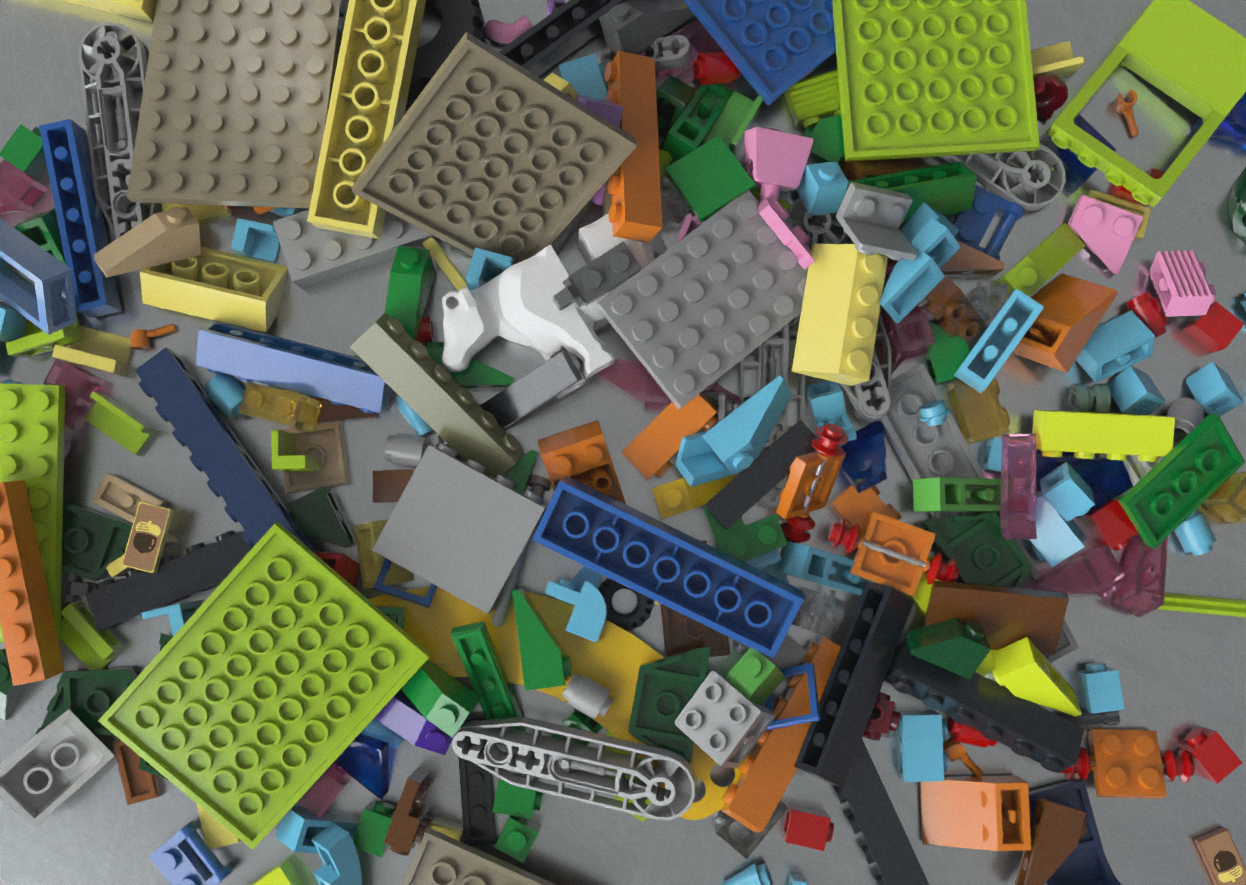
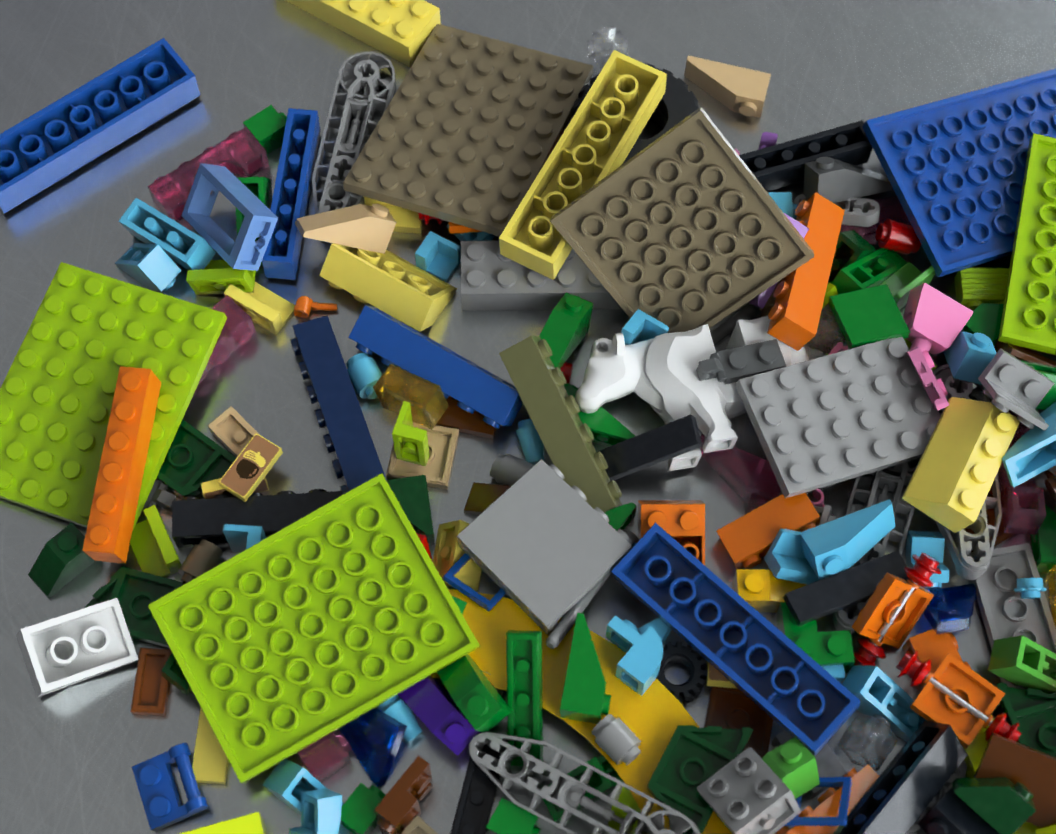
camera: 15 degrees right, 20 degrees down
(120, 423) = (258, 370): lime panel -> none
(138, 644) = (200, 560): none -> dark tan brick
(445, 264) = (599, 320): light yellow tile -> none

